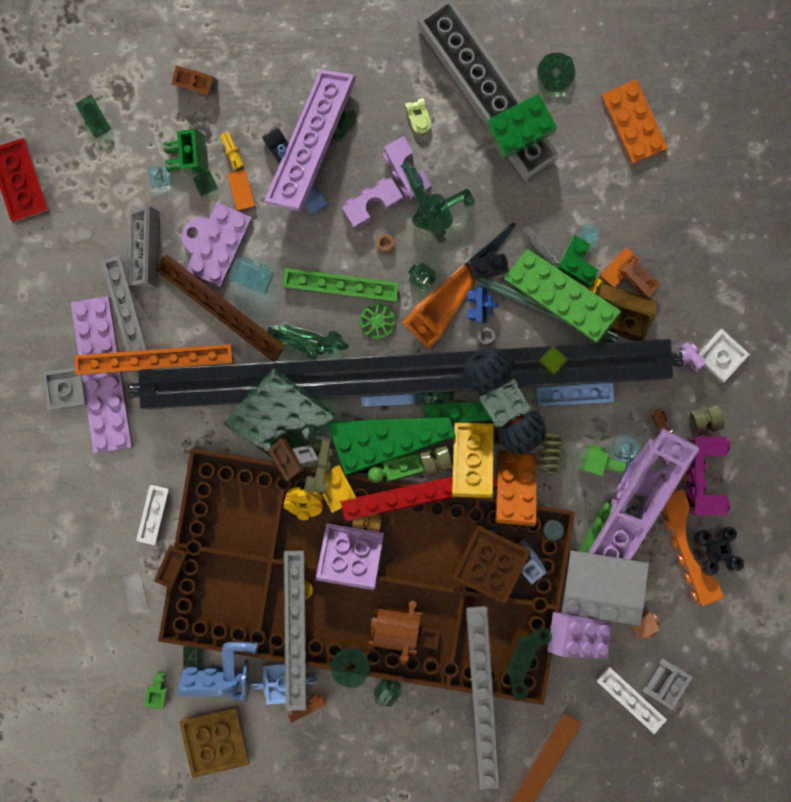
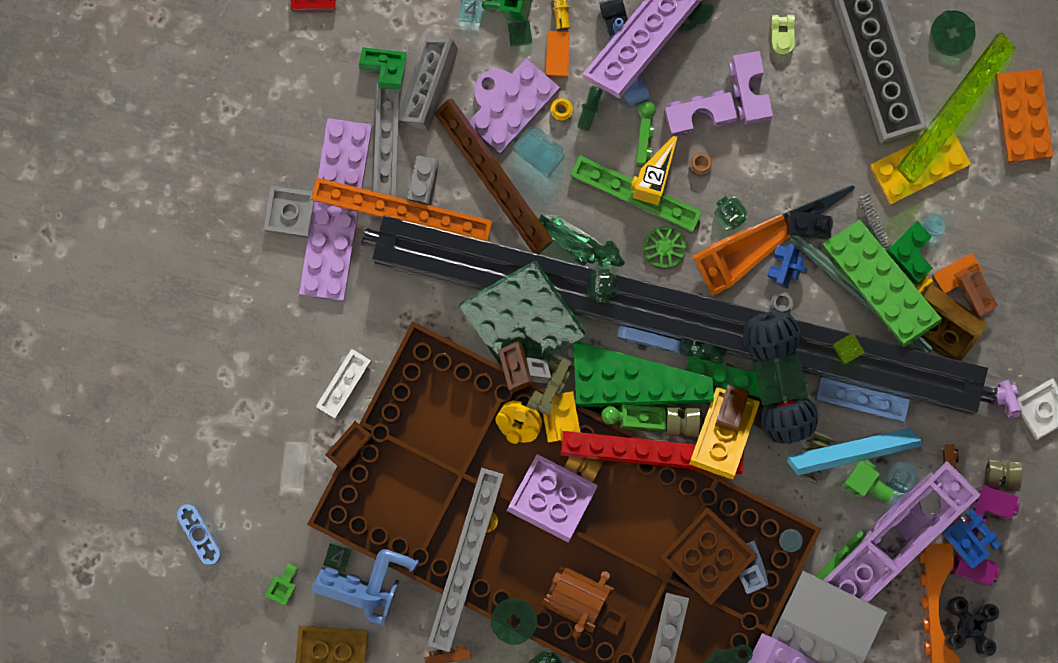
camera: 20 degrees right, 5 degrees down
(75, 681) = (202, 552): none -> light blue beam
(105, 242) = (388, 63): none -> green plate
(164, 329) = (423, 180): none -> light grey brick
(255, 230) = (558, 103): none -> yellow plate
(275, 683) = (421, 617): light blue plate -> none
(281, 227) = (589, 108): none -> clear green axle
(328, 214) = (646, 111): none -> bright green plate
(335, 372) = (601, 285): none -> clear green head
(349, 265) = (653, 175): none -> yellow slope
(433, 209) = (767, 143): clear green plate -> none
(472, 437) = (732, 408): none -> reddish brown tile
(516, 488) = (762, 482): orange plate -> none
(521, 126) = (892, 81): green brick -> none
(562, 188) = (895, 187): none -> yellow plate
(578, 133) = (956, 108): none -> clear neon green plate
(581, 440) = (854, 451): none -> medium azure tile
(696, 488) = (966, 543): none -> blue plate

